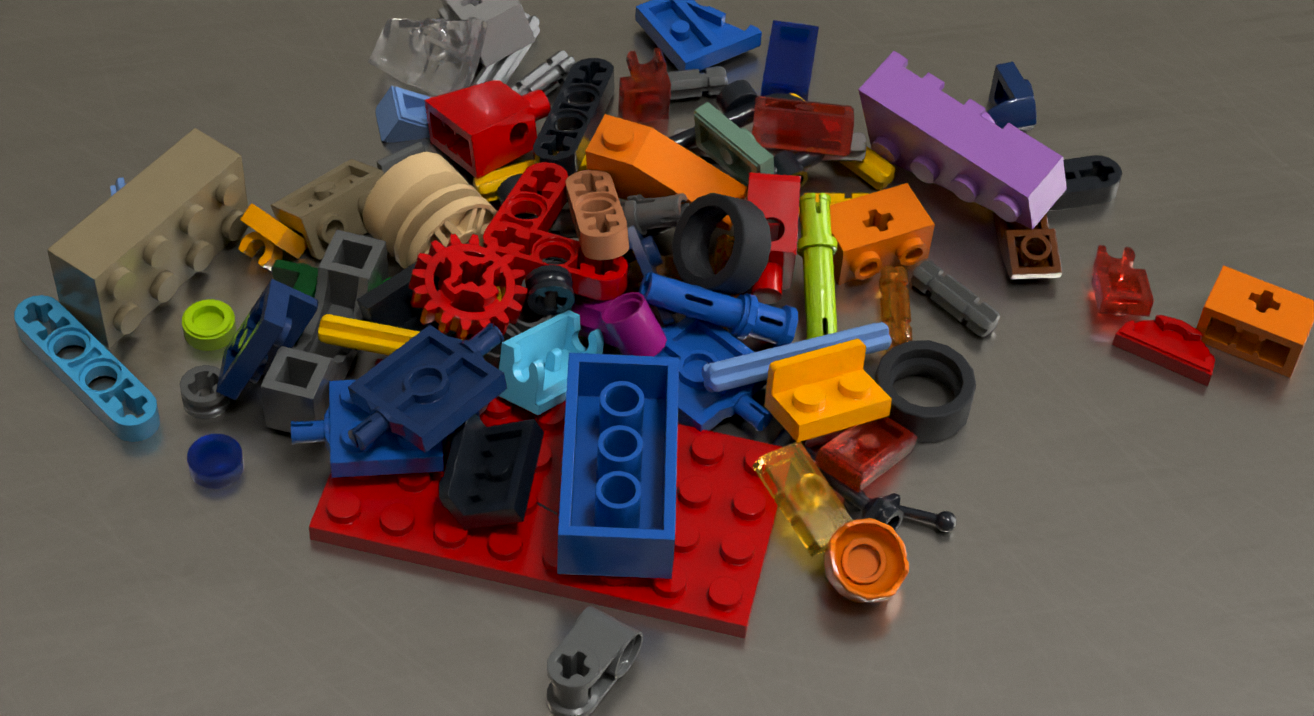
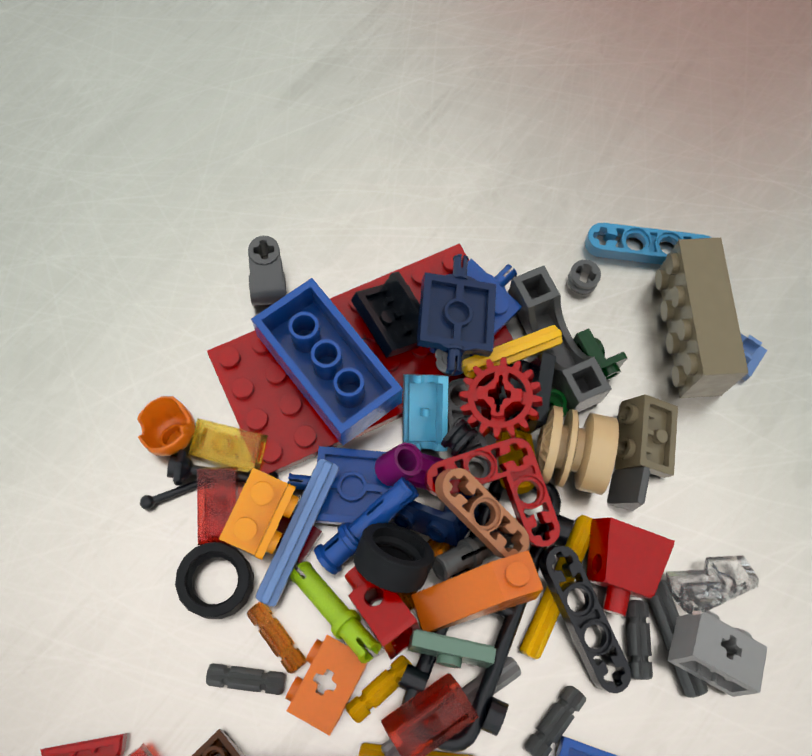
camera: 140 degrees right, 20 degrees up
(208, 325) = (626, 316): lime tile -> none
(215, 461) = (539, 248): clear blue tile -> none
(270, 234) = (656, 383): light orange tile -> none
(273, 322) = (576, 291): dark blue bracket -> none
(402, 116) = (688, 544): medium blue slope -> none
(647, 91) = (561, 679): clear red plate -> none

